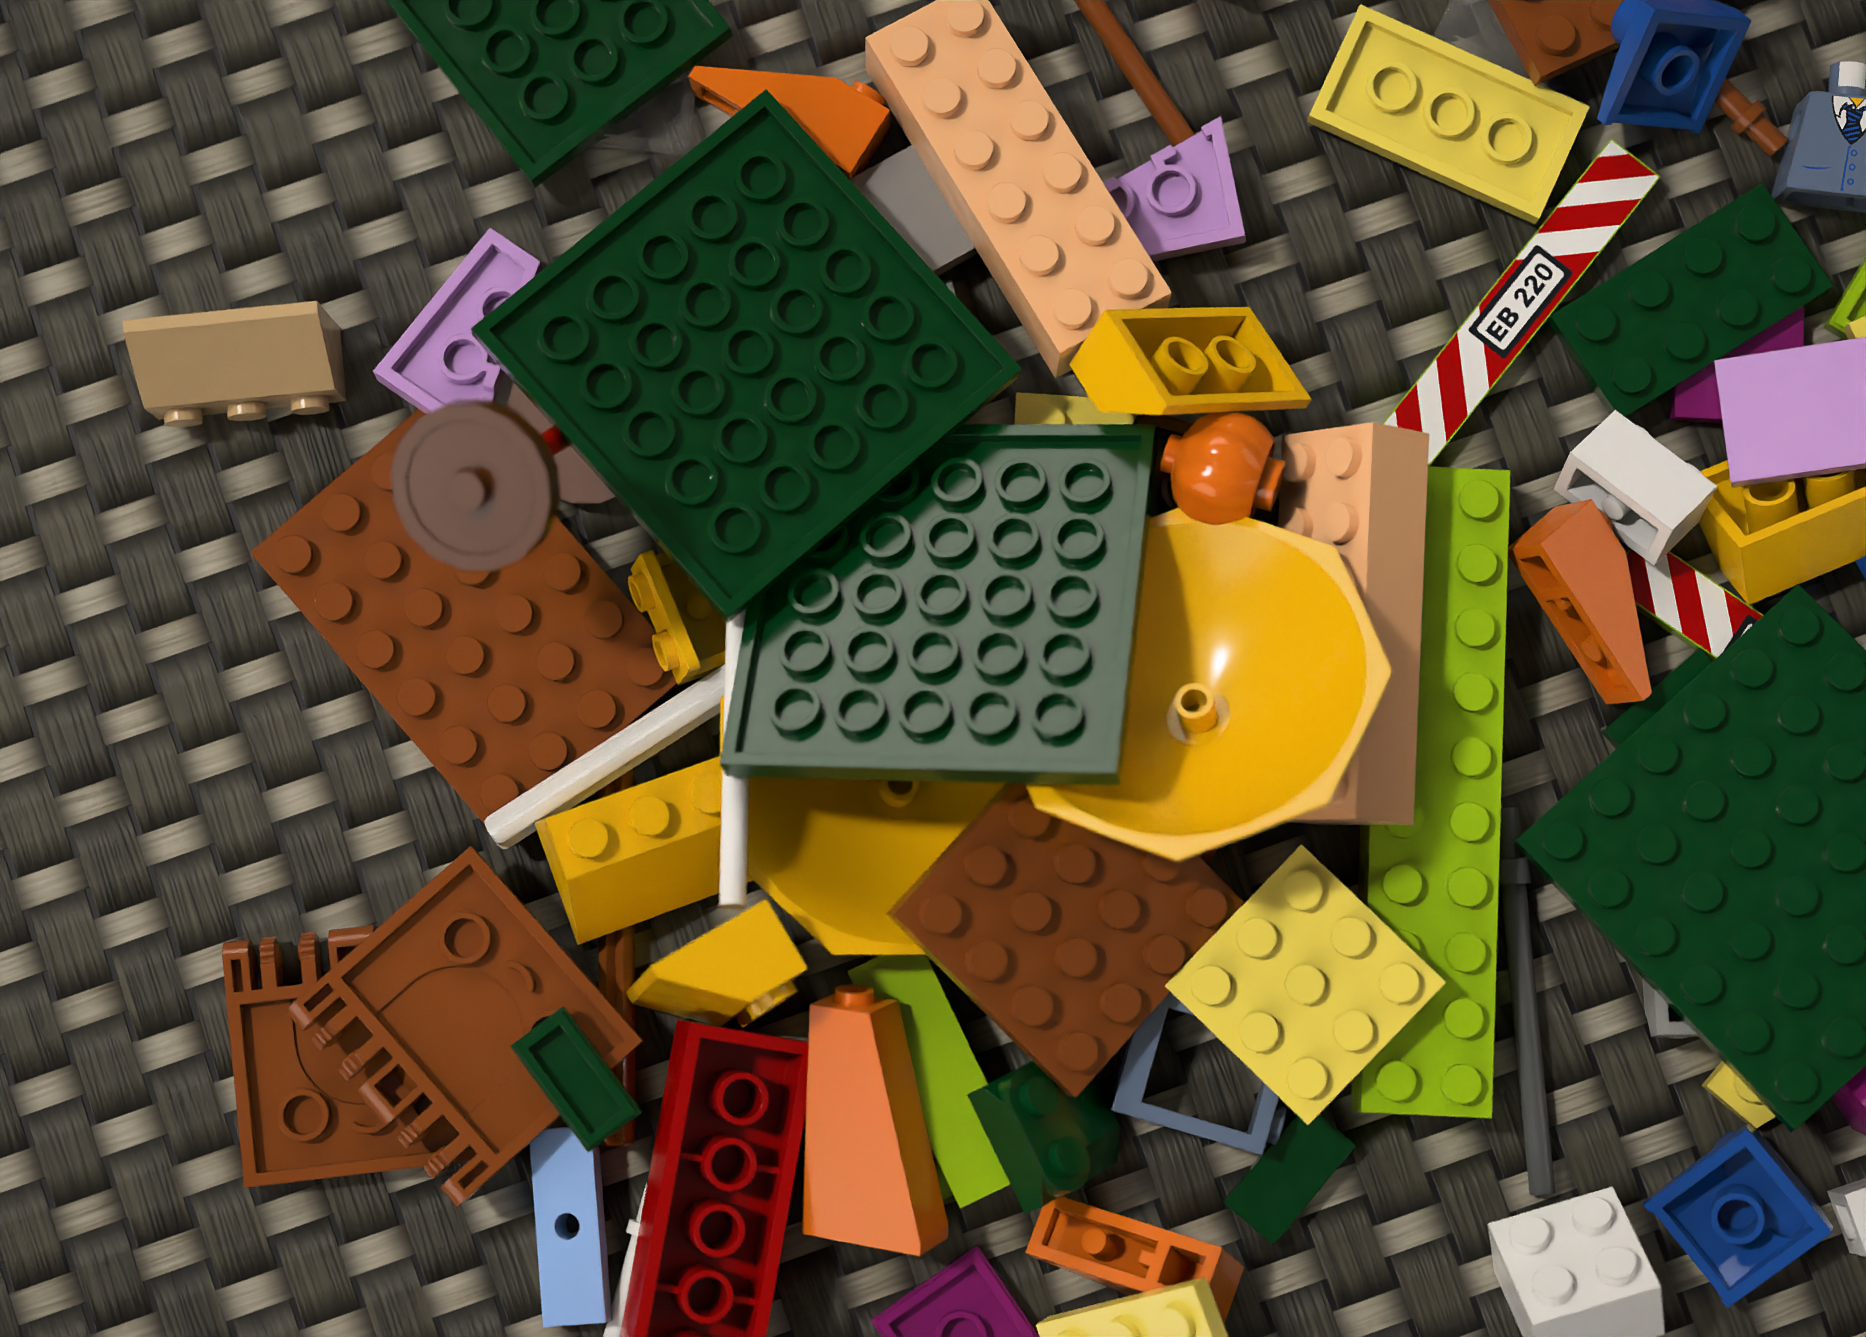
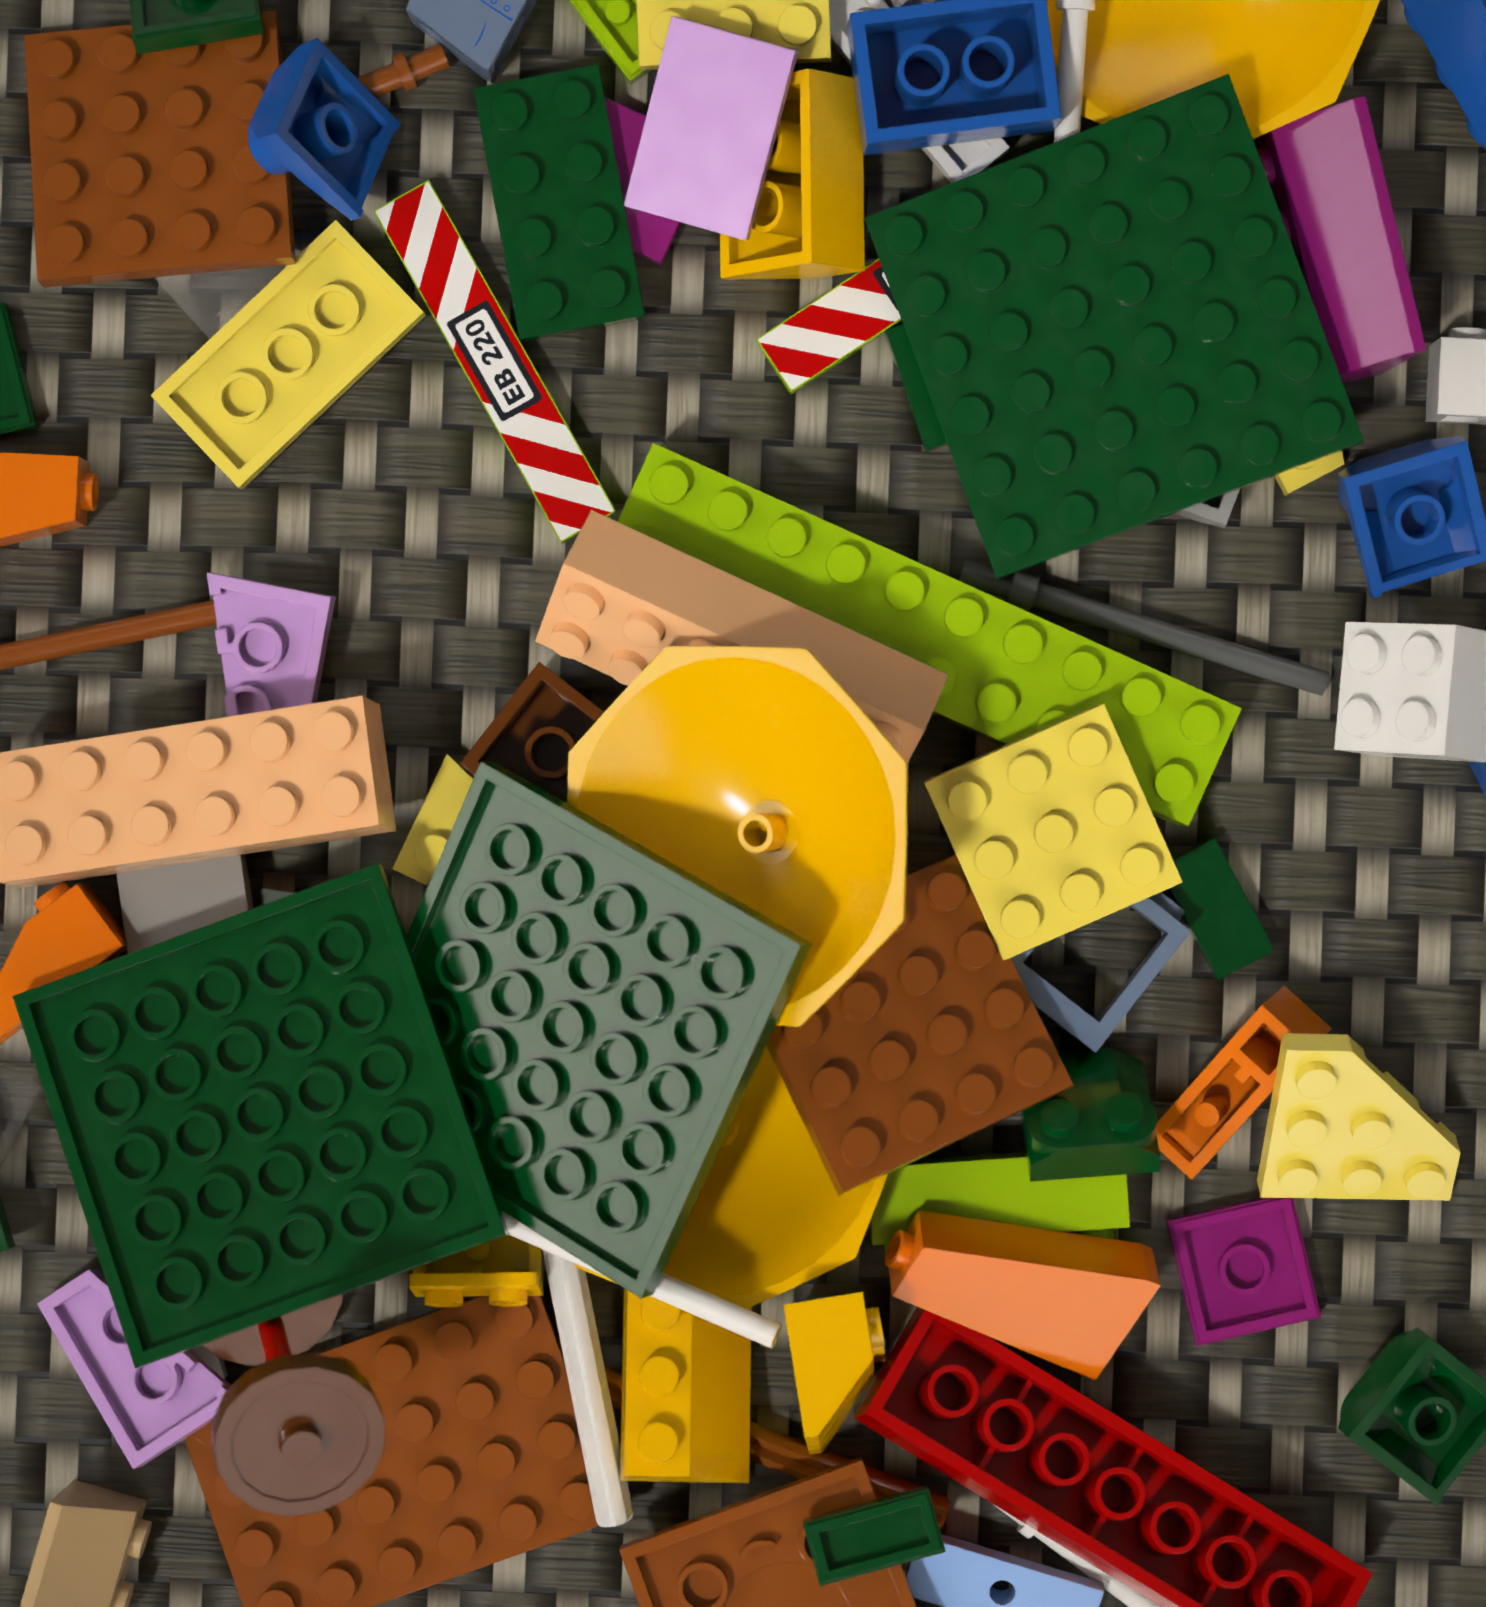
camera: 65 degrees left, 5 degrees up
(1185, 363) = (435, 707): yellow slope -> none
(1223, 468) = (548, 714): orange plant -> none
(1588, 595) = (792, 416): orange slope -> none
(1637, 484) = (713, 331): white brick -> none

